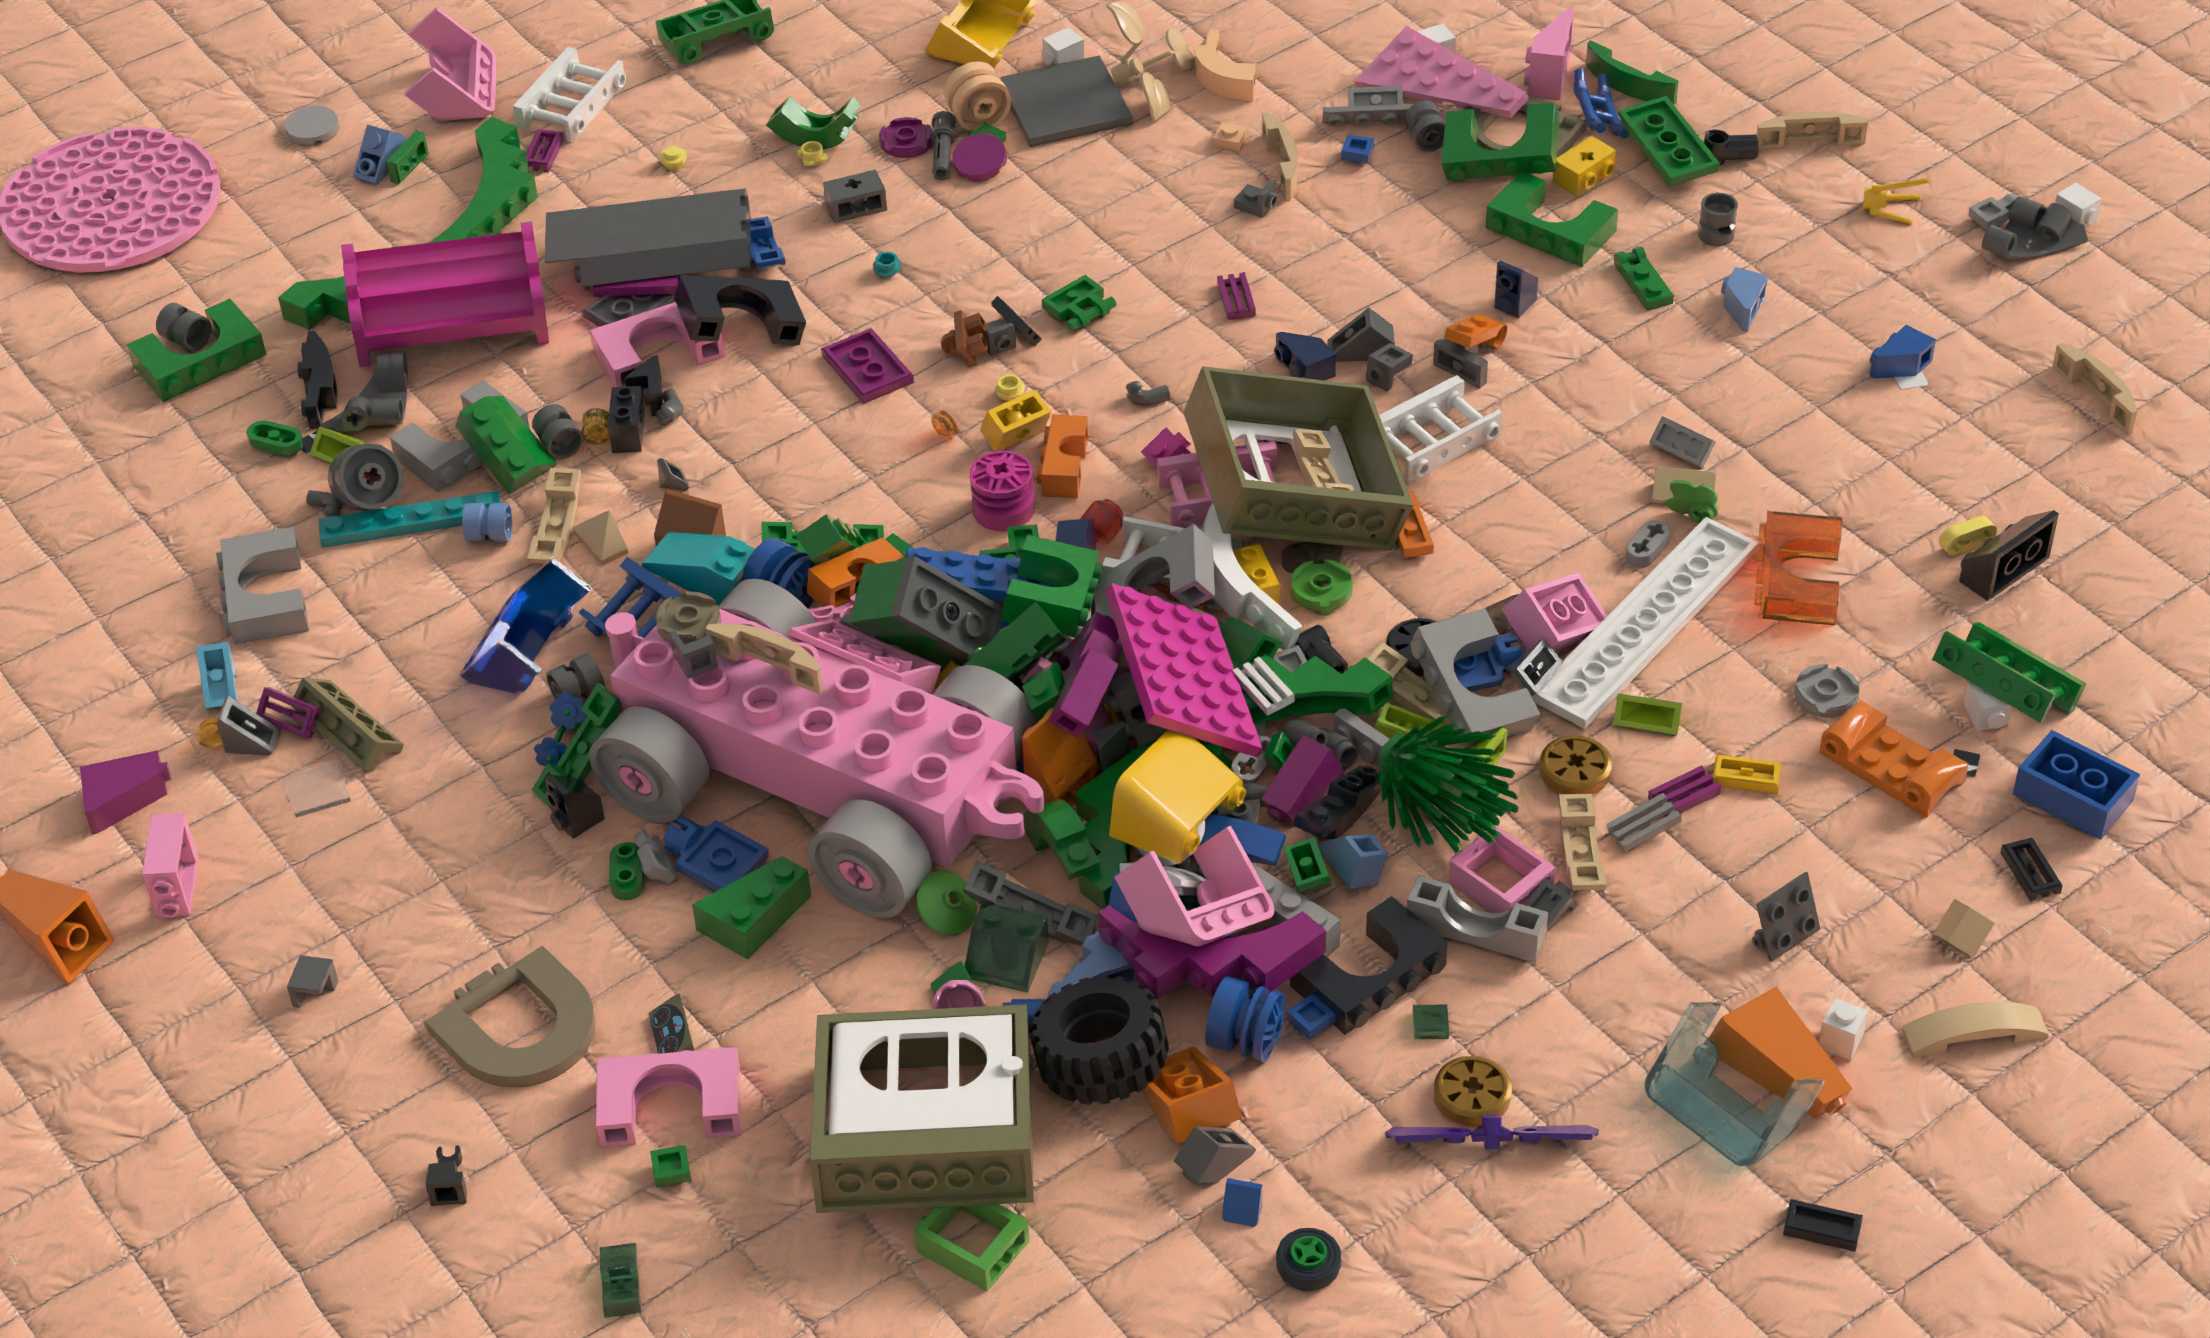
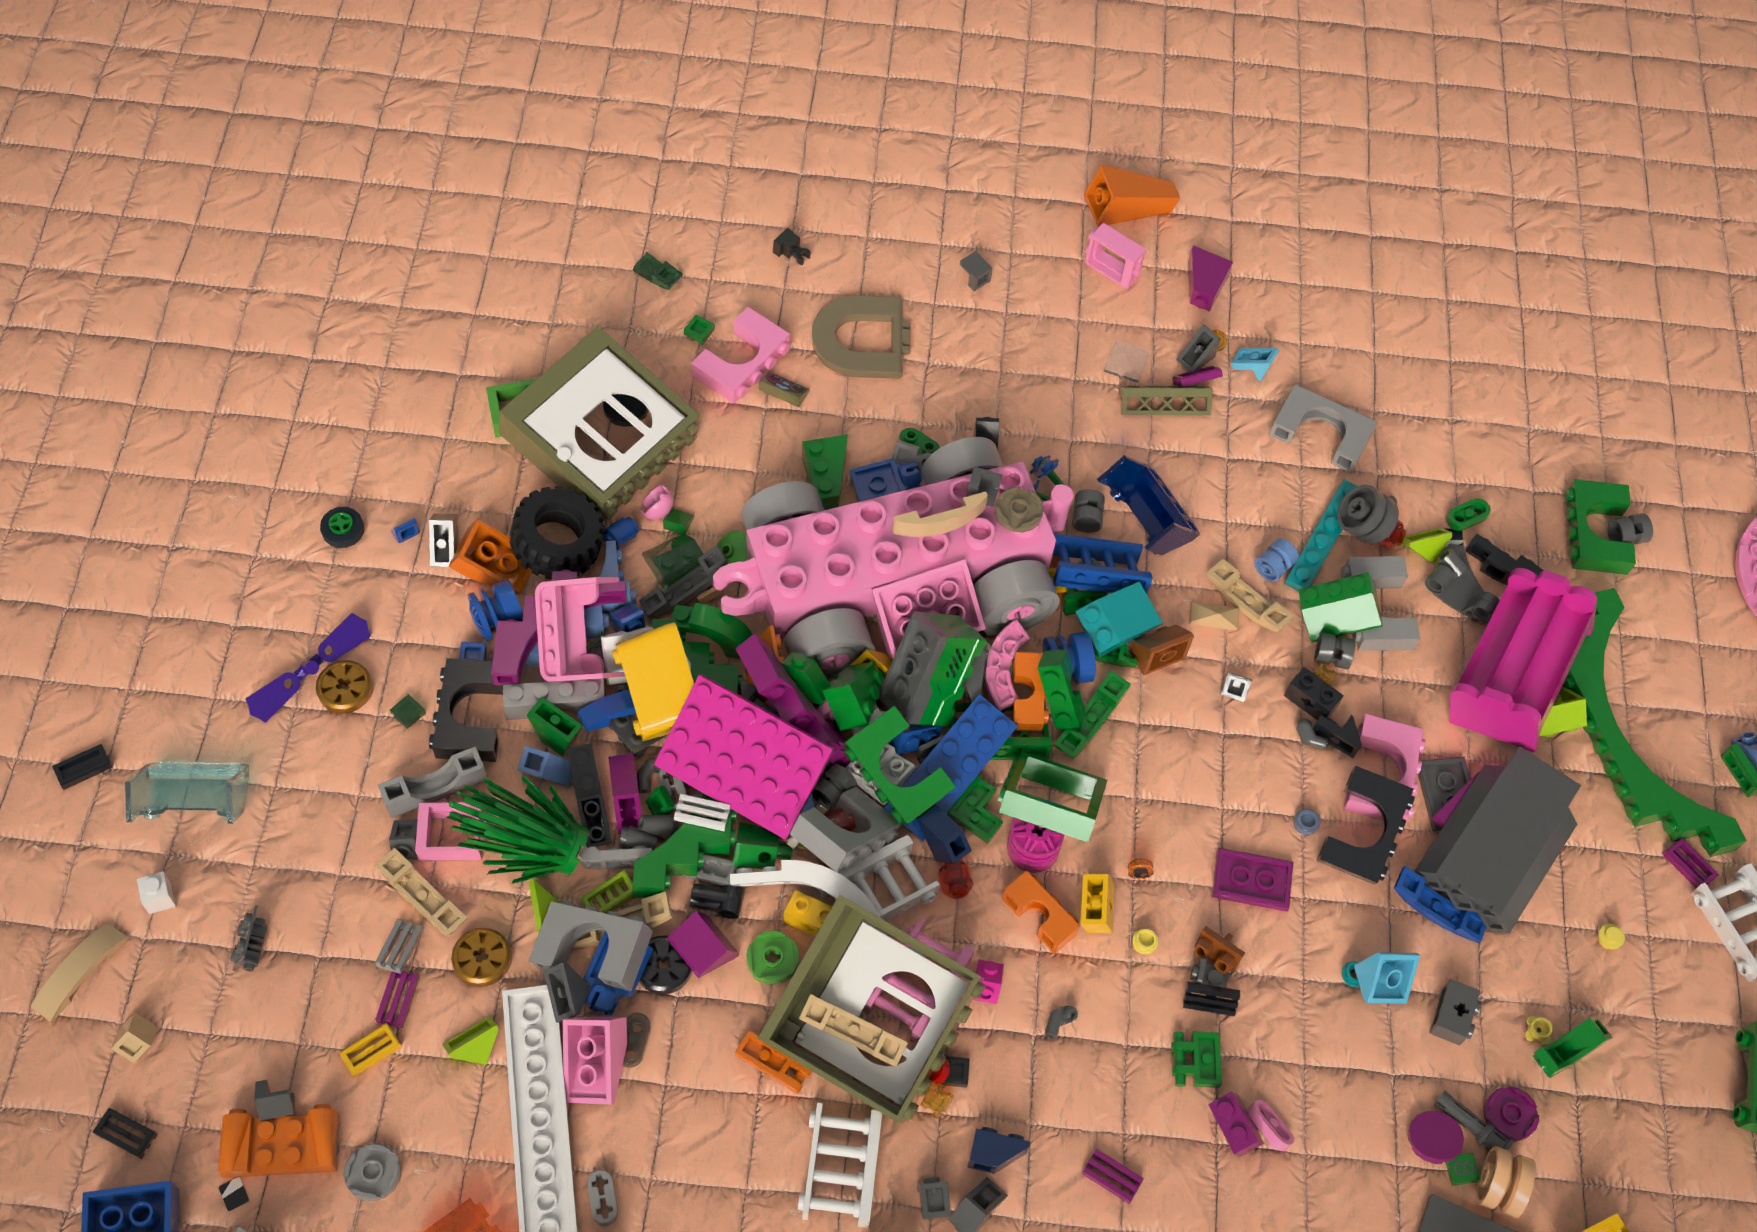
camera: 125 degrees right, 15 degrees up
(601, 711) = (1020, 454): green slope -> none
(767, 365) = (1306, 822): none -> sand blue tile
(870, 236) = (1387, 976): none -> medium azure slope
(931, 458) = (1047, 813): none -> window
(1084, 237) = (1270, 1125): none -> bright pink plate
(1109, 247) = (1236, 1124): none -> magenta brick
(1369, 621) = (702, 944): none -> magenta slope
(1775, 1048) = (185, 838): orange slope -> none
(1871, 784) = (272, 1104): none -> dark grey panel

